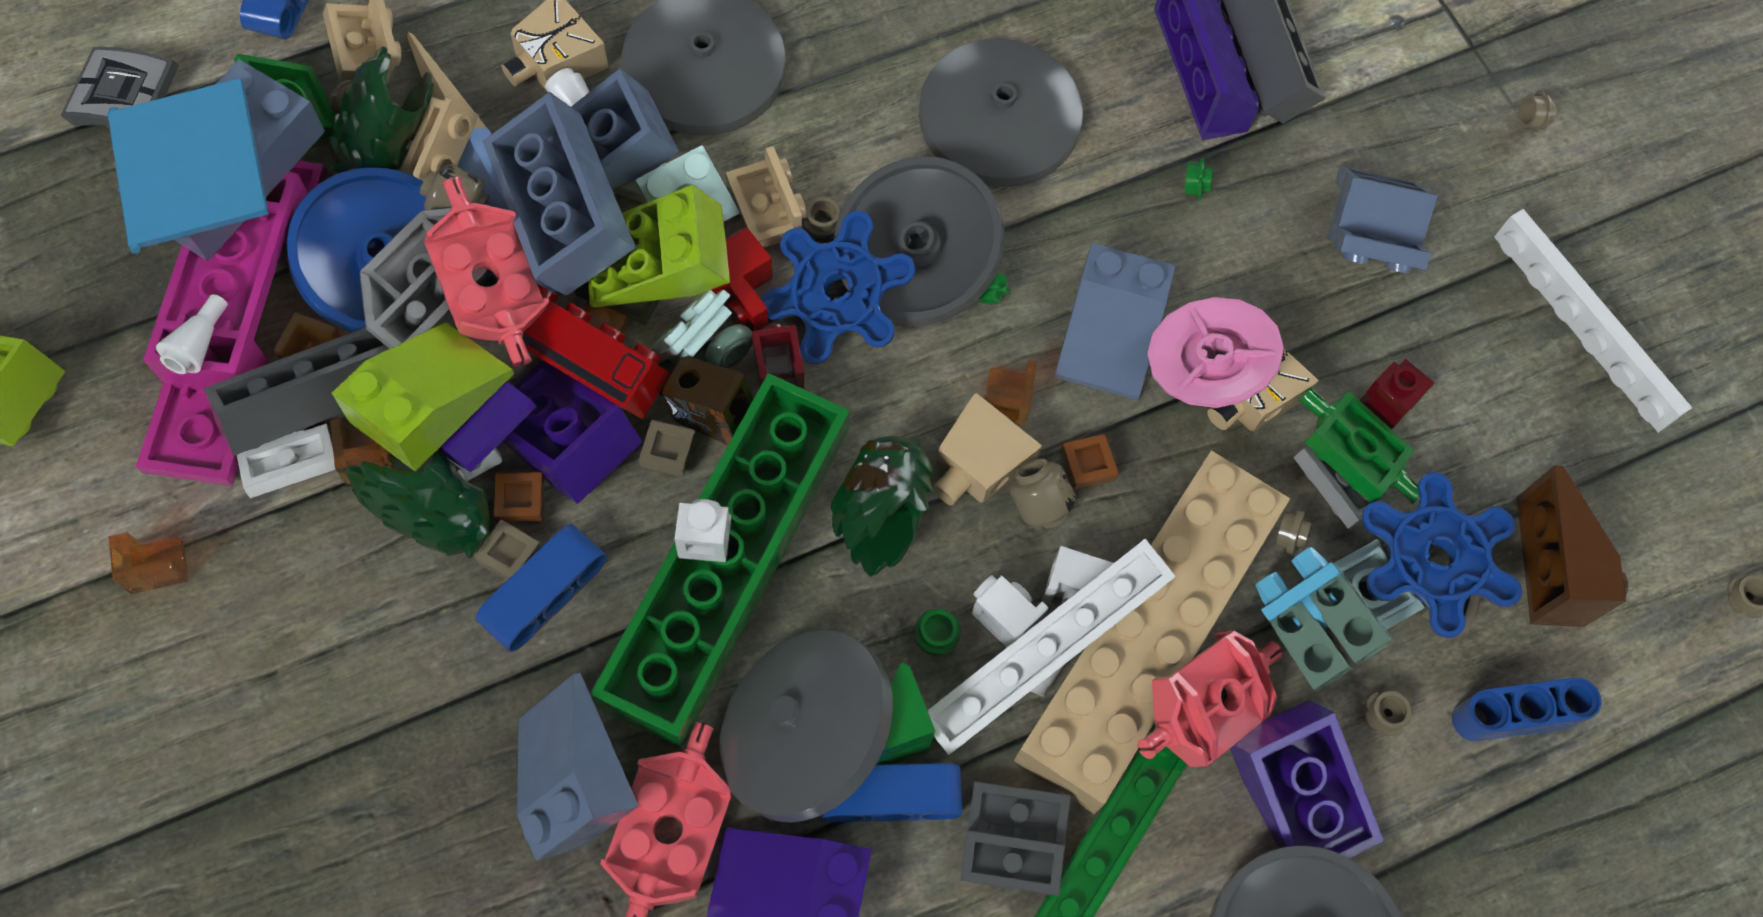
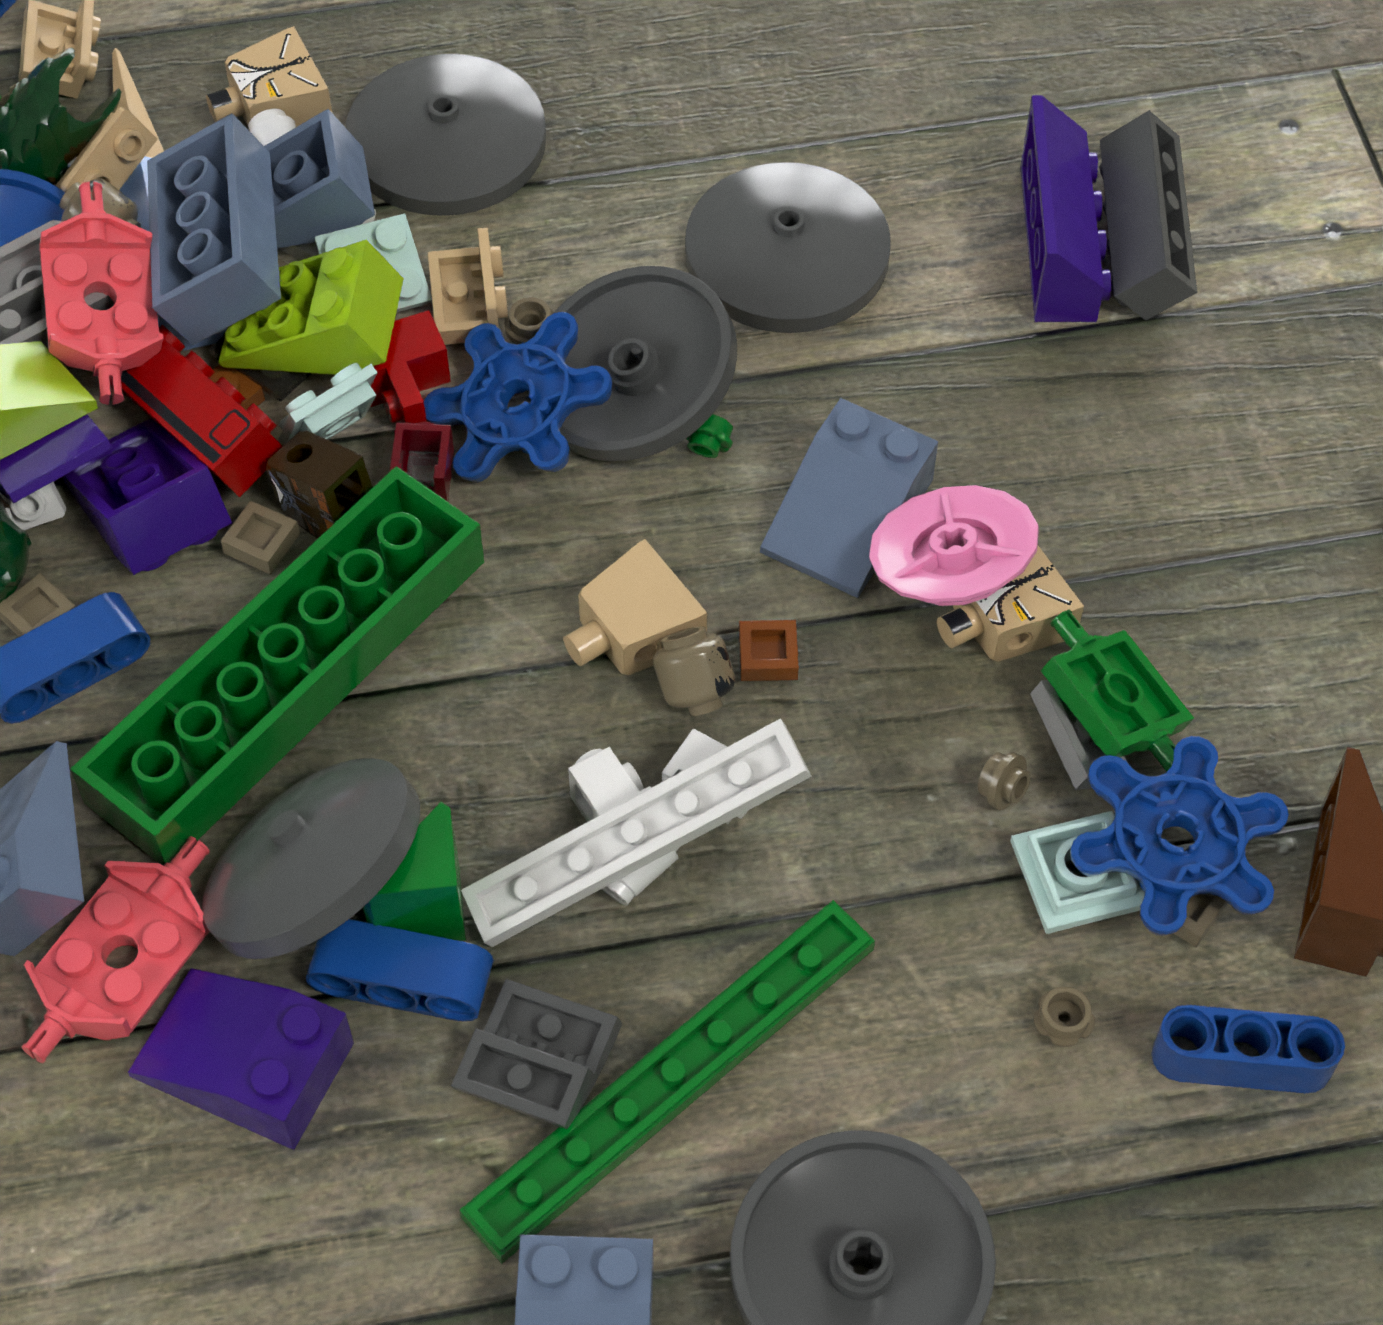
camera: 20 degrees right, 10 degrees down
(519, 497) = (71, 556): dark orange plate -> none
(702, 530) = (259, 600): white brick -> none
(729, 346) = (370, 437): sand green piece -> none
(882, 501) = (490, 636): dark green head -> none
(937, 631) = (518, 804): green plate -> none
(1012, 391) = (697, 555): clear orange panel -> none
(1108, 695) = (774, 867): tan brick -> none
(1190, 705) = (790, 946): coral plate -> none
(1198, 179) = (1009, 359): green plate -> none
(1307, 782) = (928, 1071): dark purple slope -> none
(1311, 607) = (1002, 884): sand green hips -> none
(1381, 220) = (1224, 441): sand blue bracket -> none
(1396, 392) = (1184, 636): dark red window -> none

